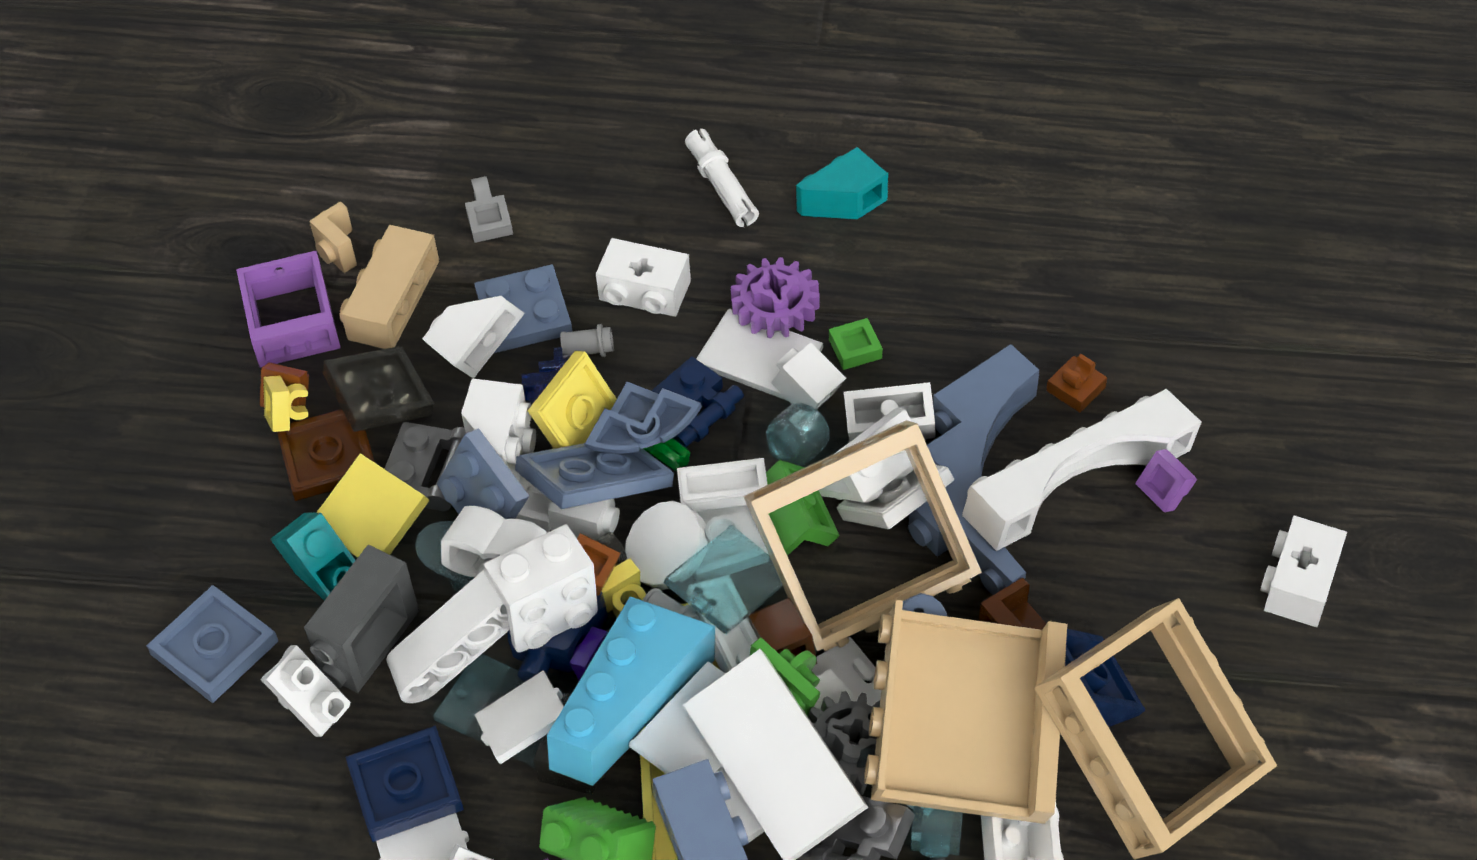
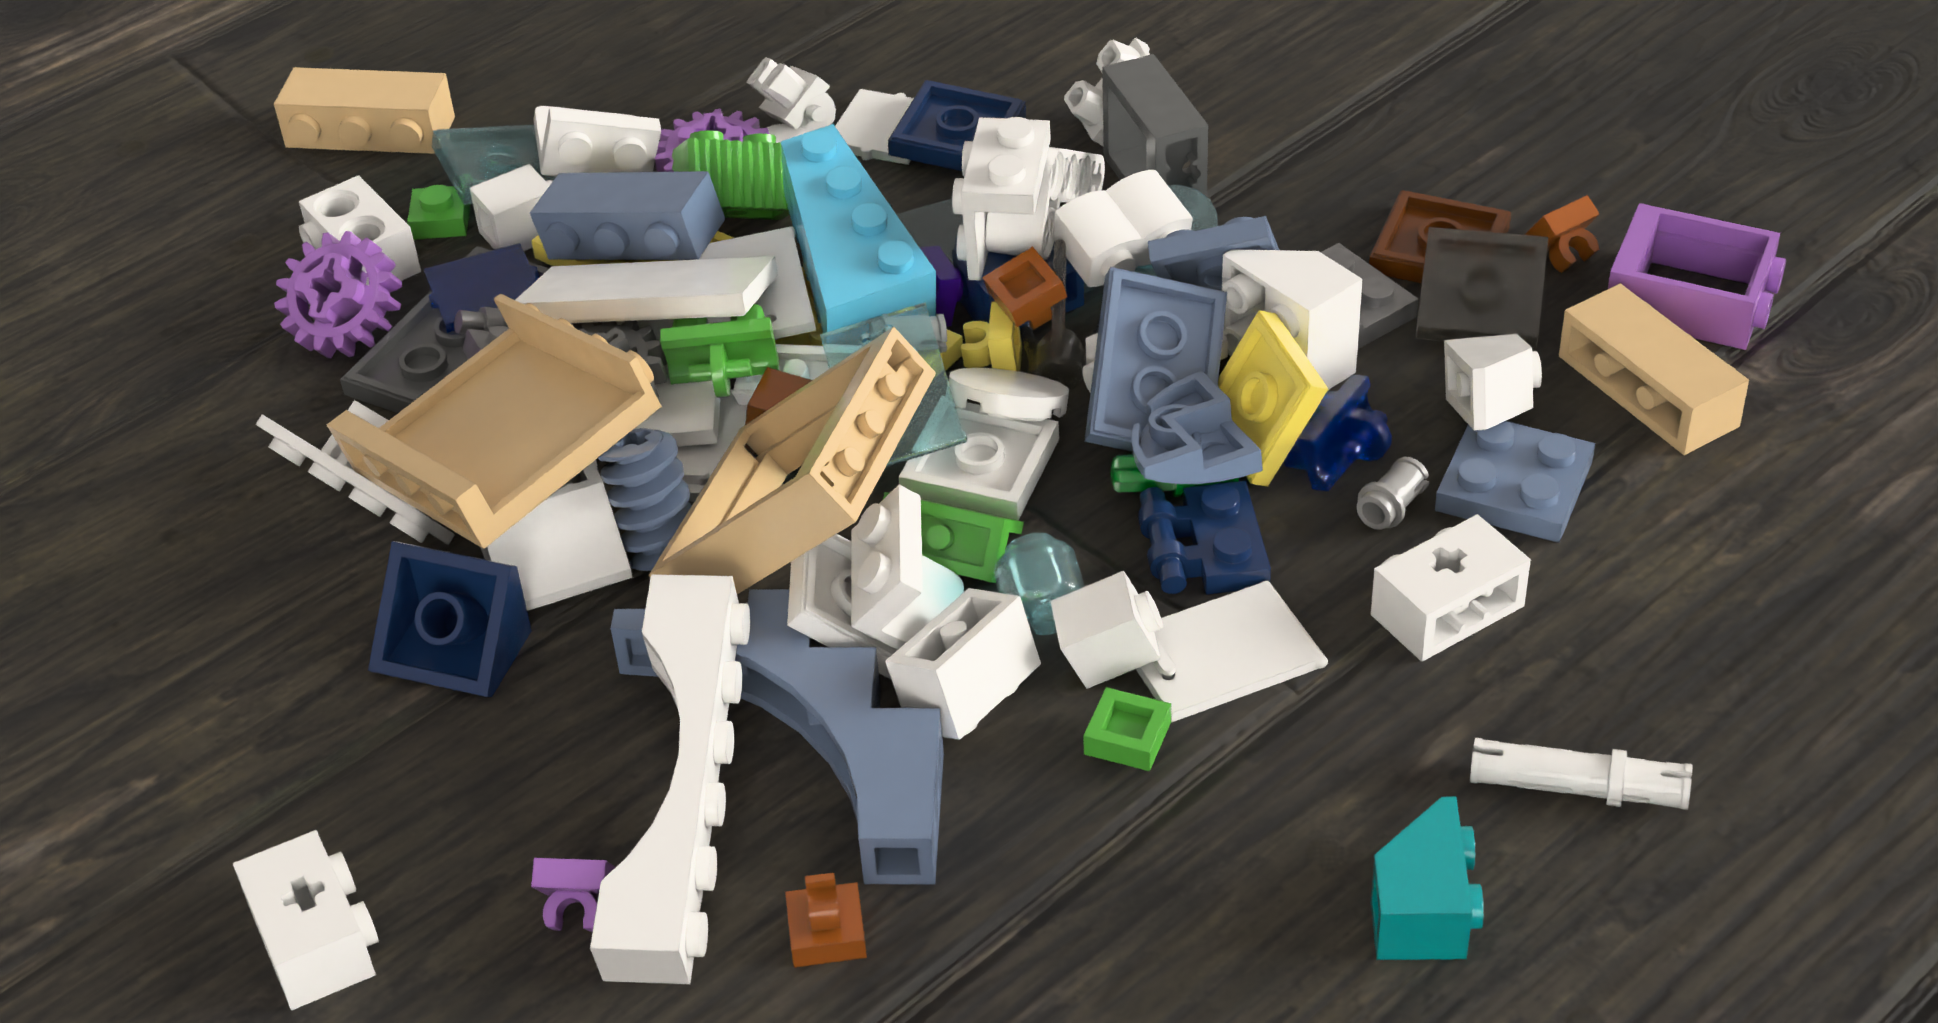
camera: 130 degrees right, 10 degrees down
(212, 643) = (1256, 78): sand blue plate -> none
(278, 403) = (1524, 199): light yellow tile -> none
(314, 552) = (1282, 166): teal slope -> none
(331, 237) = (1790, 354): tan bracket -> none
(371, 507) = (1315, 219): light yellow tile -> none
(487, 214) = (1719, 506): light grey plate -> none
(520, 717) = (920, 198): white piece -> none
(720, 483) = (1030, 468): white tile -> none
(775, 297) = (1285, 692): medium lavender gear -> none
(1011, 607) = (587, 607): reddish brown panel -> none
(1105, 762) = (367, 446): tan window -> none

